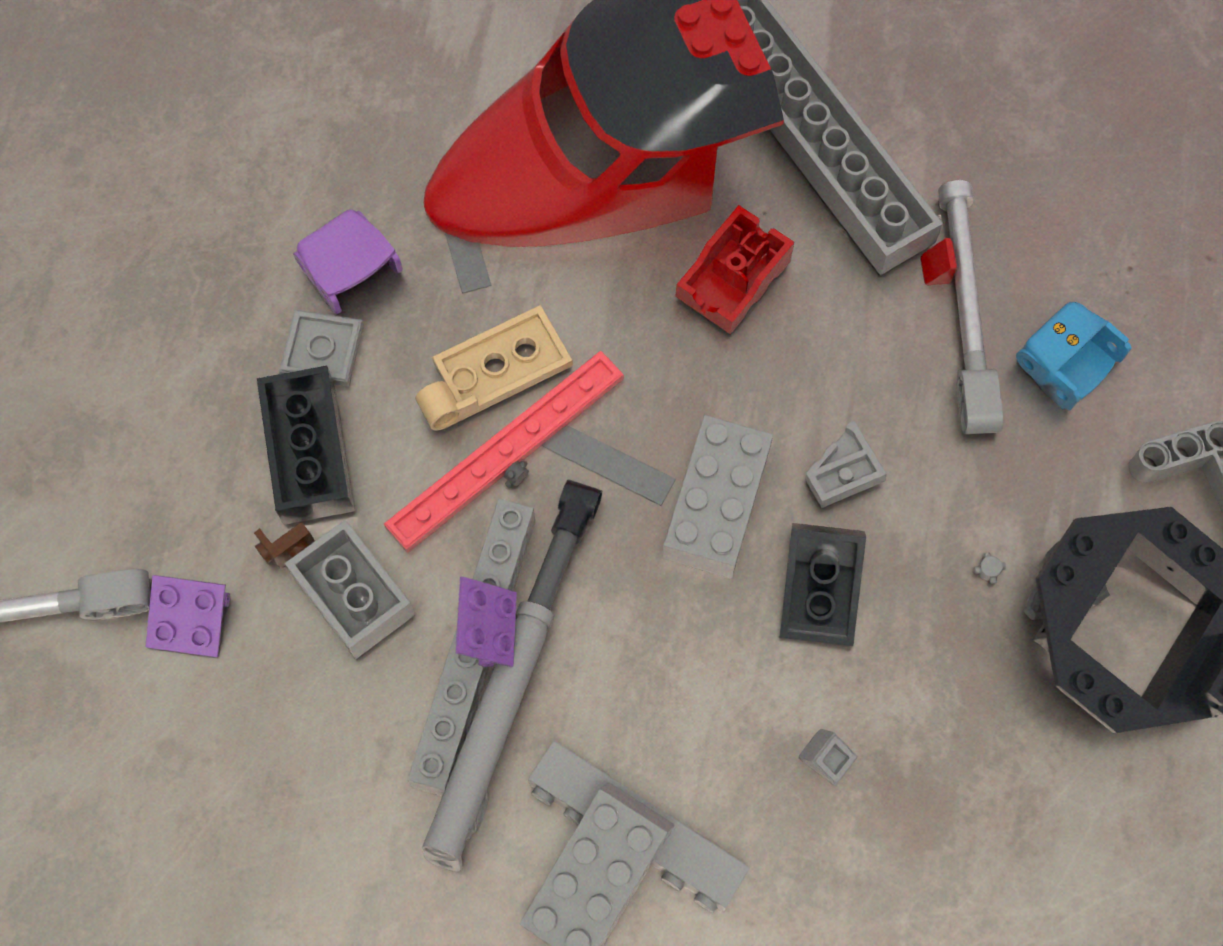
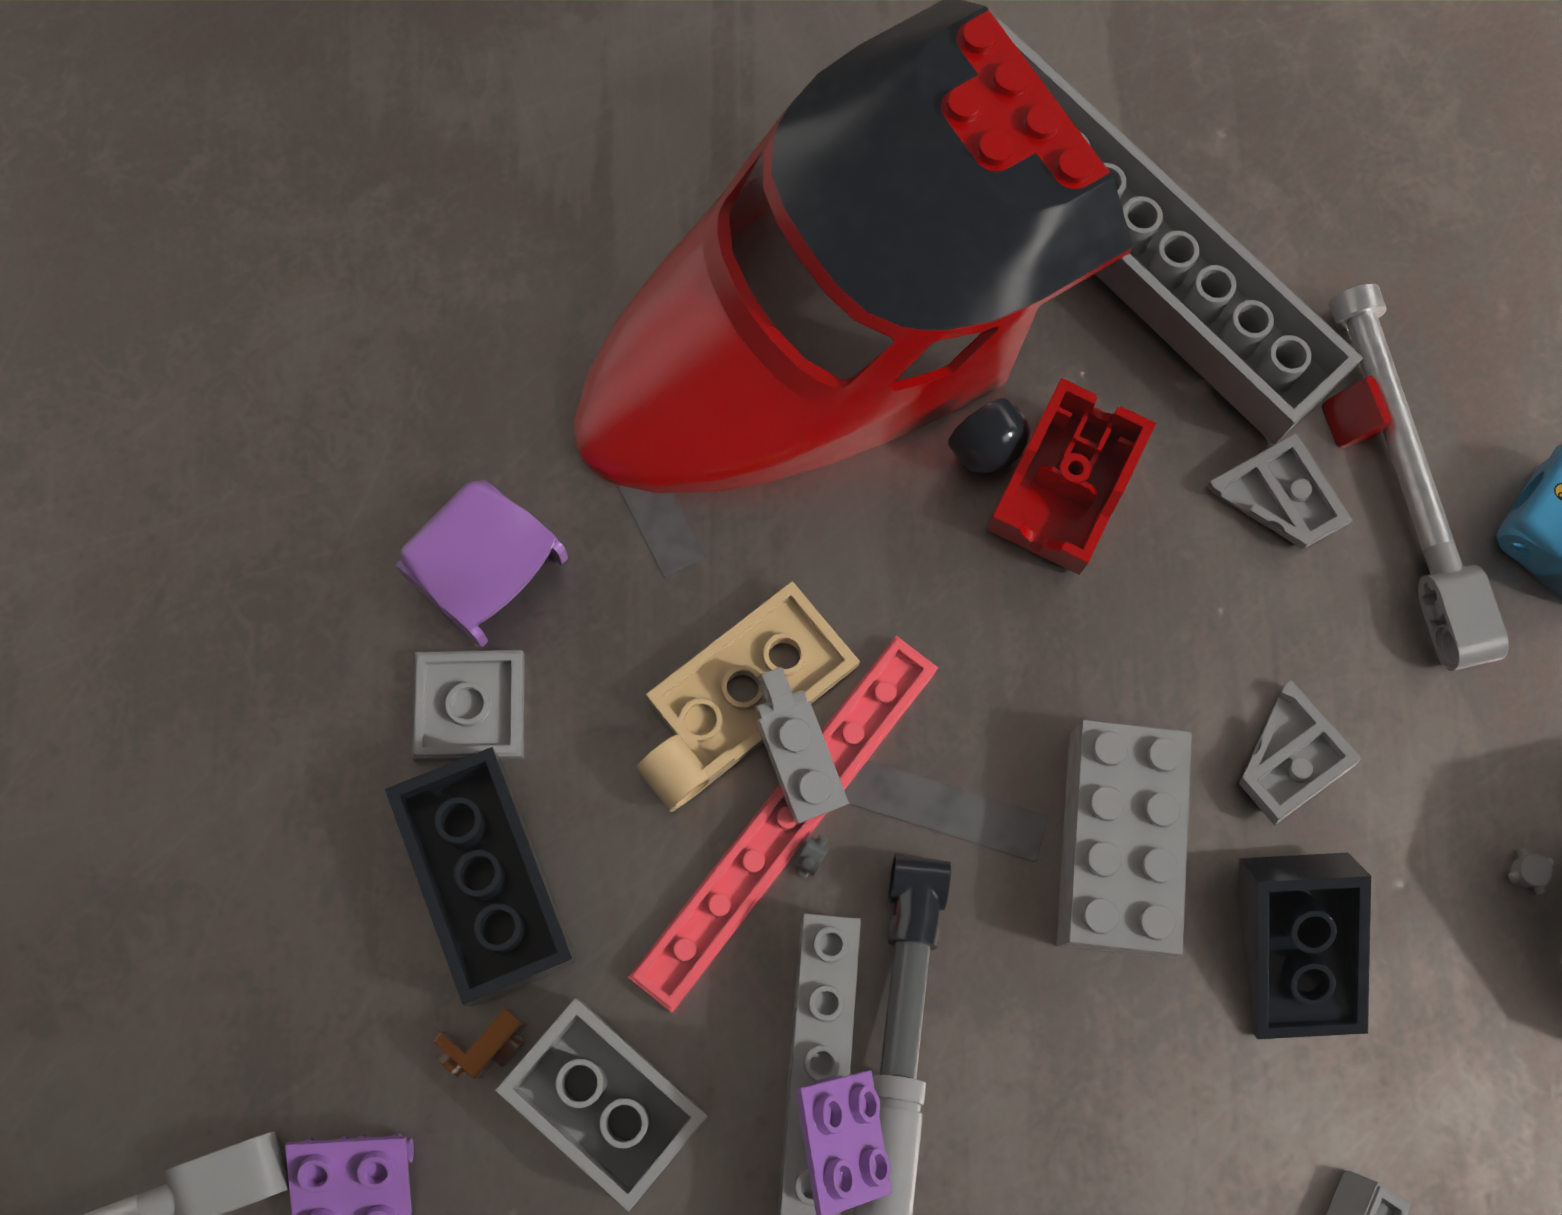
camera: 20 degrees left, 5 degrees up
(519, 404) = (797, 749): none -> light grey hinge
(686, 236) = (991, 437): none -> black hair
(877, 305) = (1284, 493): none -> light grey wing

